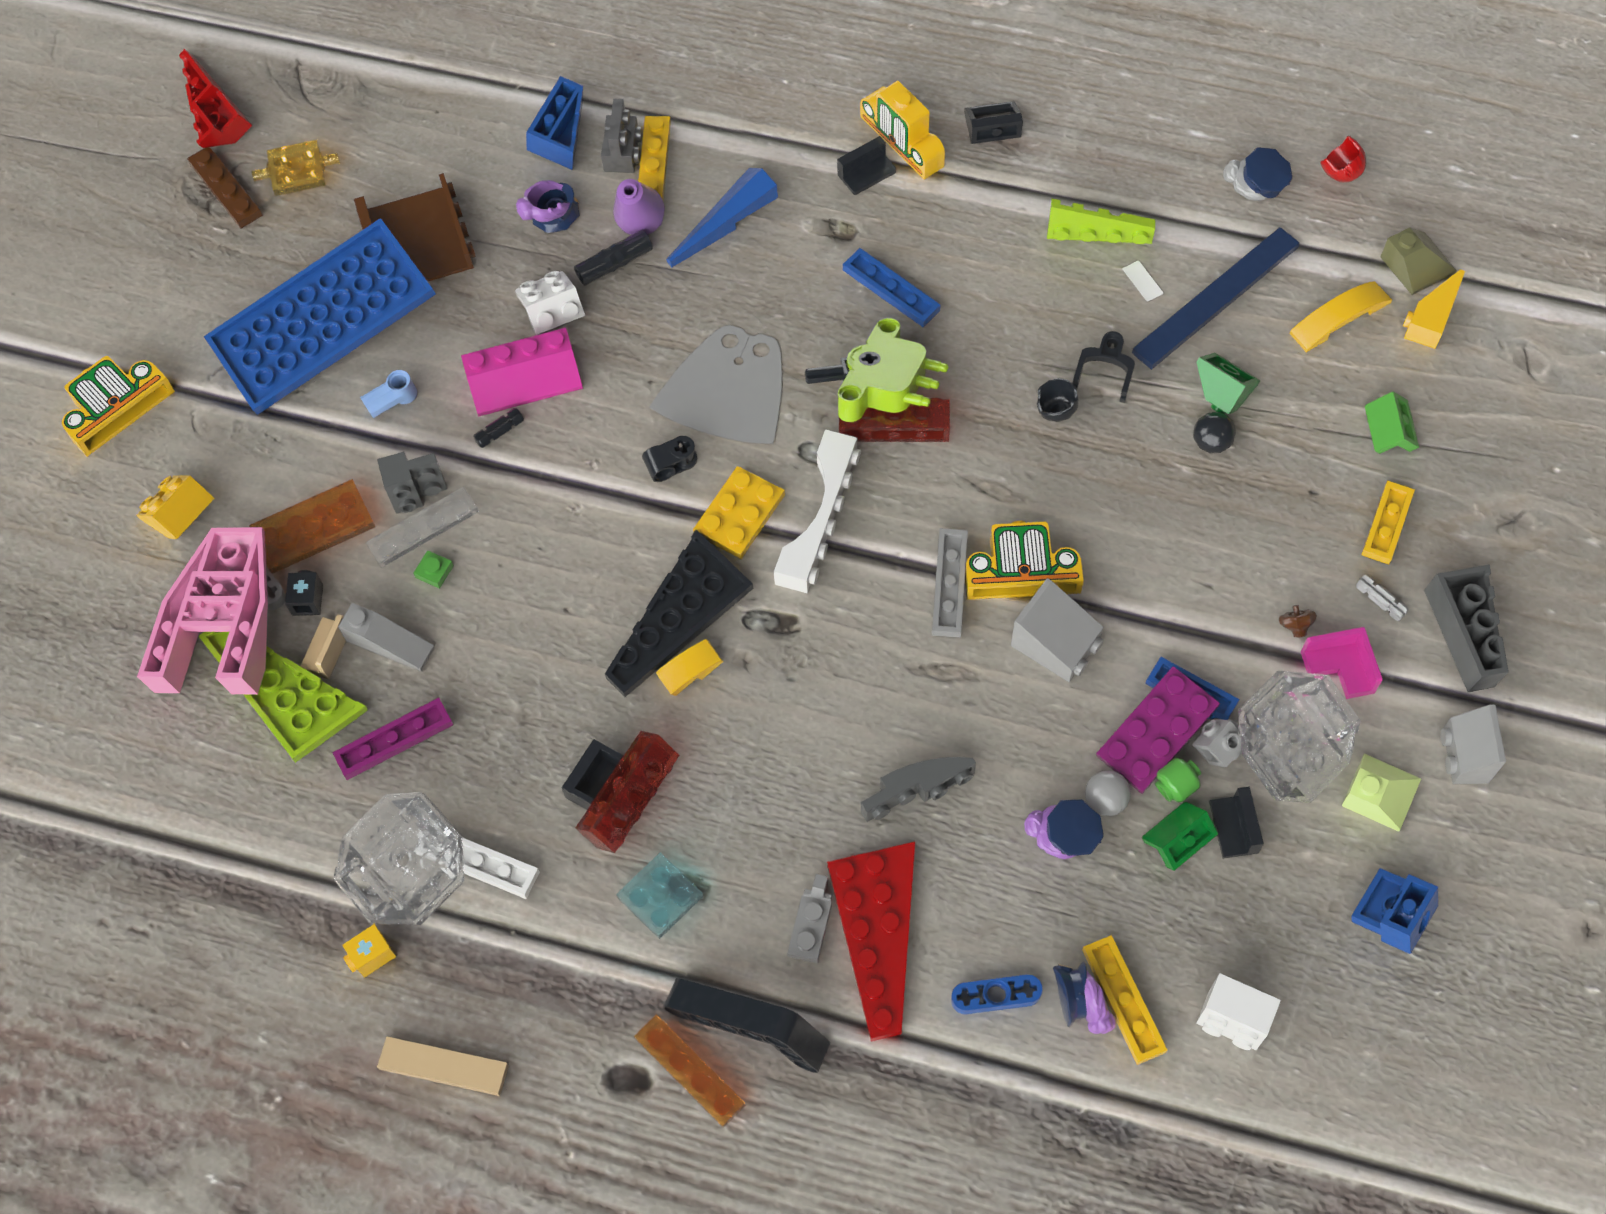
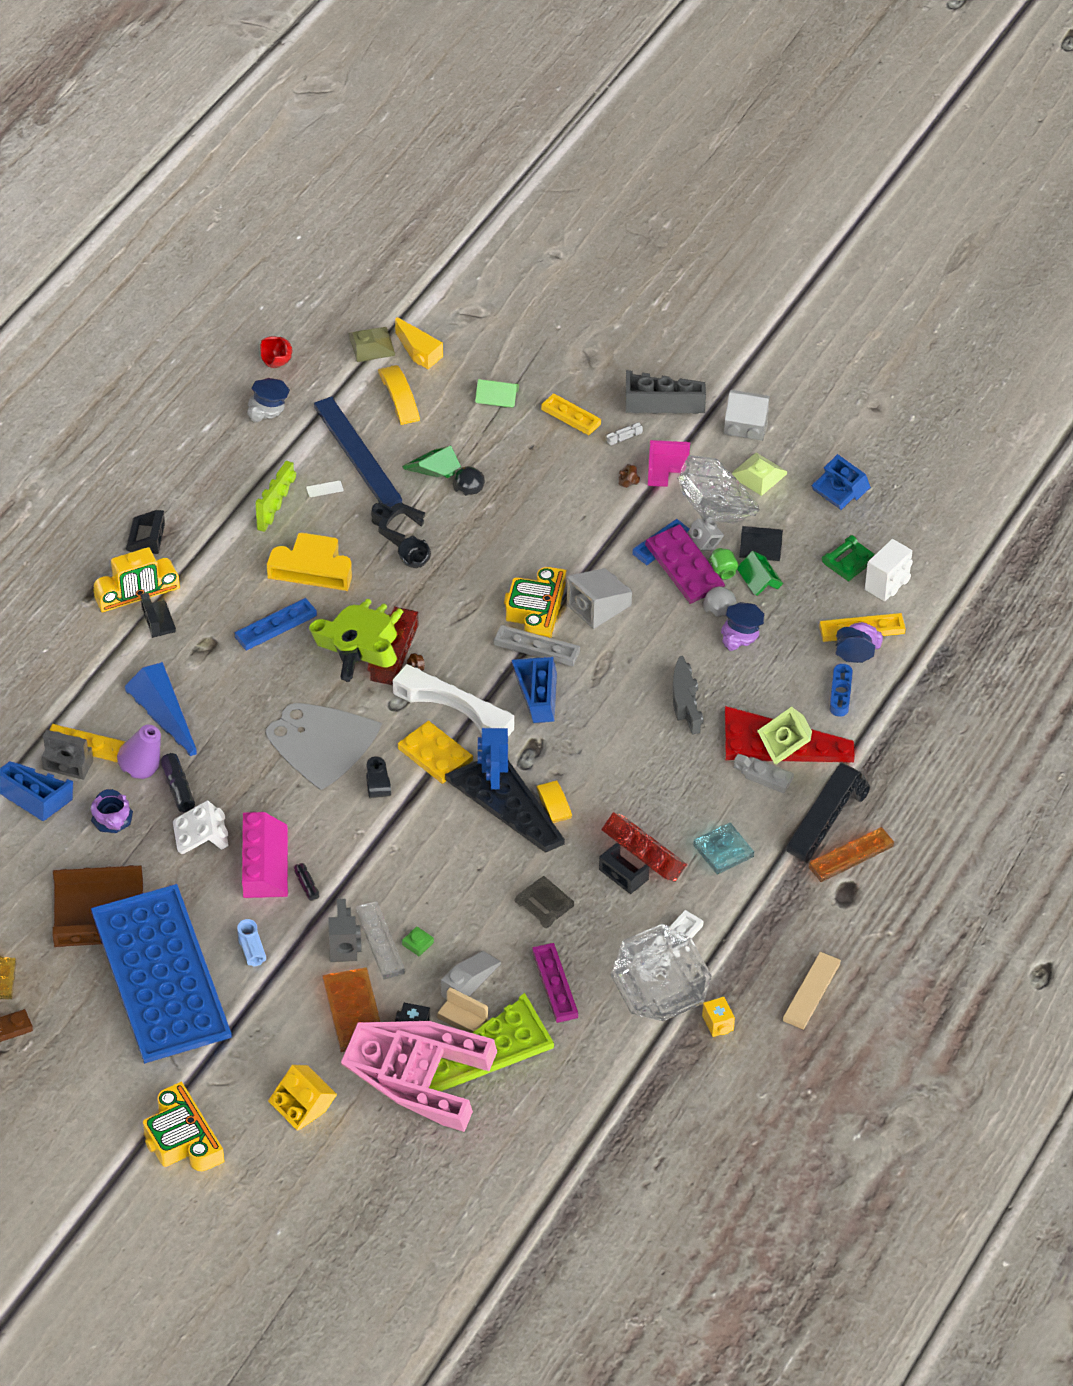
camera: 80 degrees left, 15 degrees down
(527, 701) = (548, 896): none -> clear smoke plate
(716, 570) = (493, 754): none -> blue brick
(864, 933) = (785, 734): none -> yellowish green slope
(866, 600) = (538, 686): none -> blue wedge
(873, 451) = (416, 661): none -> reddish brown plate
(1004, 296) = (311, 563): none -> yellow brick
(1255, 962) = (852, 563): none -> green plate

